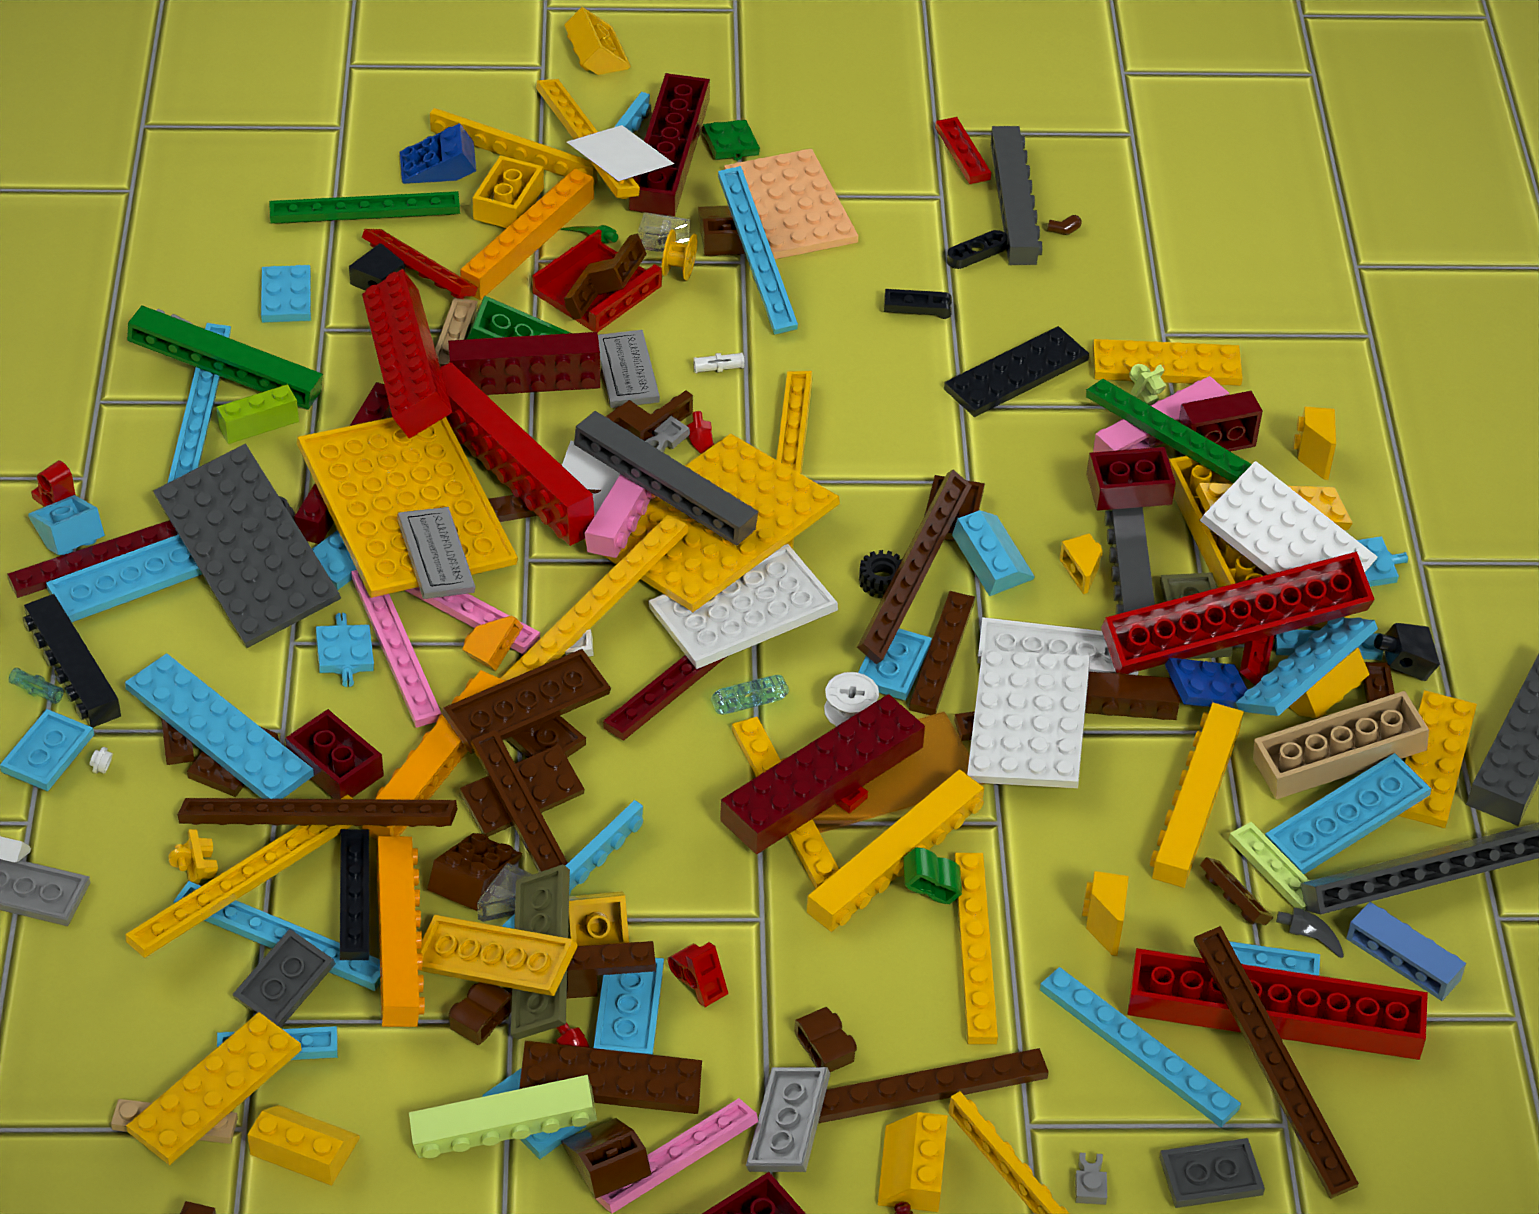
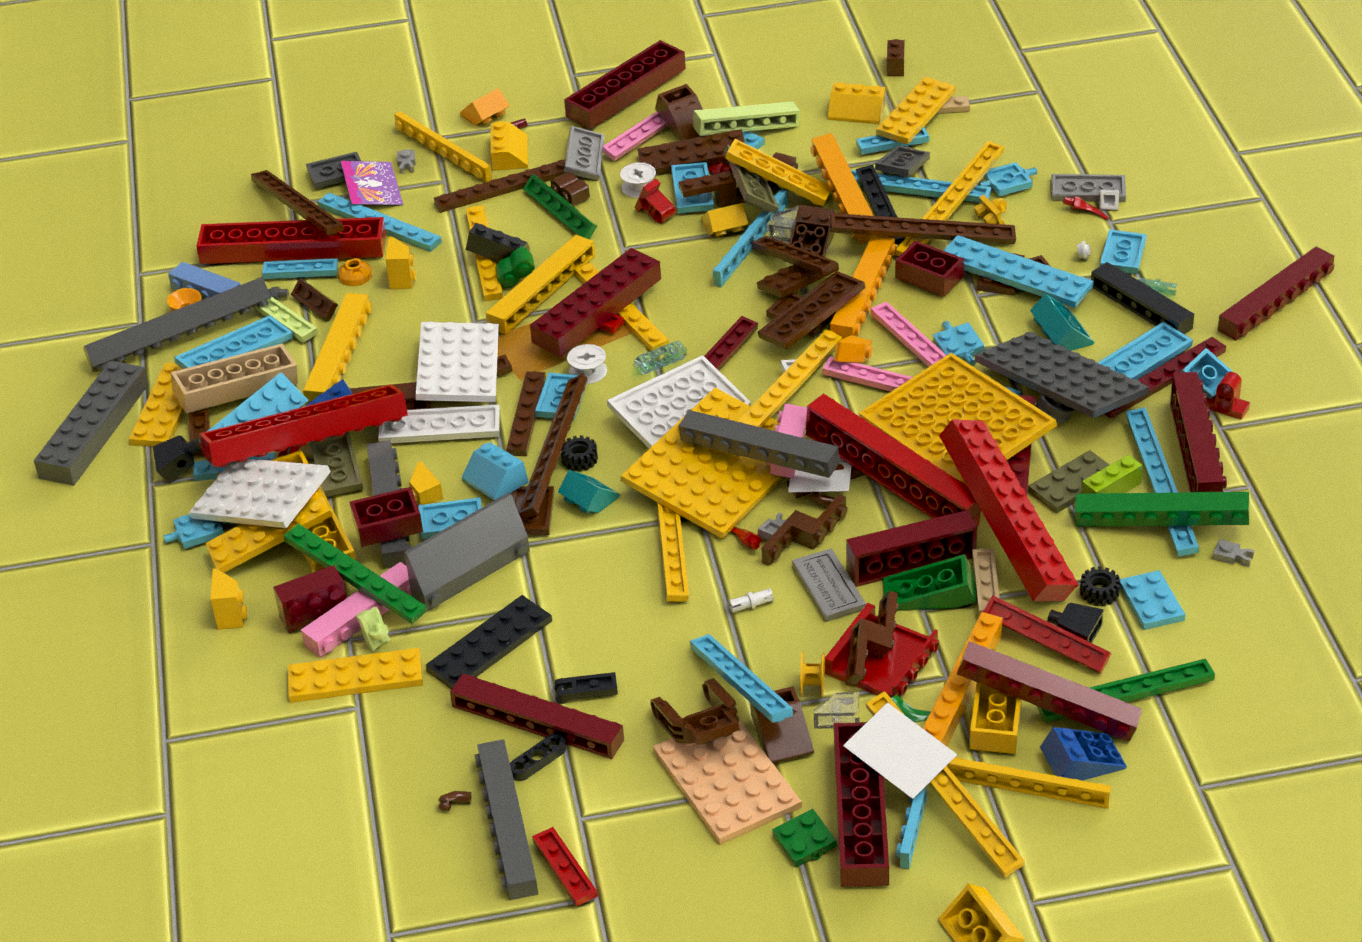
camera: 175 degrees right, 5 degrees down
(52, 852) = (1077, 203): none -> red bar
(125, 915) = (1008, 179): none -> medium azure plate
(134, 431) = (1195, 434): none -> dark red brick
(200, 637) = (1060, 324): none -> teal slope
(277, 442) = (1060, 487): none -> olive plate
(334, 300) = (1099, 577): none -> black tyre
(436, 552) = (917, 386): light grey tile -> none
(452, 180) = (1049, 691): none -> brick
(712, 1035) = (635, 177): none -> white piece
(804, 211) = (703, 725): none -> reddish brown plate
(851, 1010) = (560, 207): none -> green plate
(878, 516) = (586, 492): none -> teal slope
(952, 922) = (492, 243): none -> black slope
(974, 279) = (537, 715): none -> dark red brick
(1050, 516) = (441, 515): none -> medium azure plate
(1076, 417) = (466, 552): none -> dark grey slope
(1150, 1122) = (371, 182): none -> sticker
(1162, 941) = (353, 275): none -> light orange piece
(1435, 912) = (182, 298): none -> light orange piece

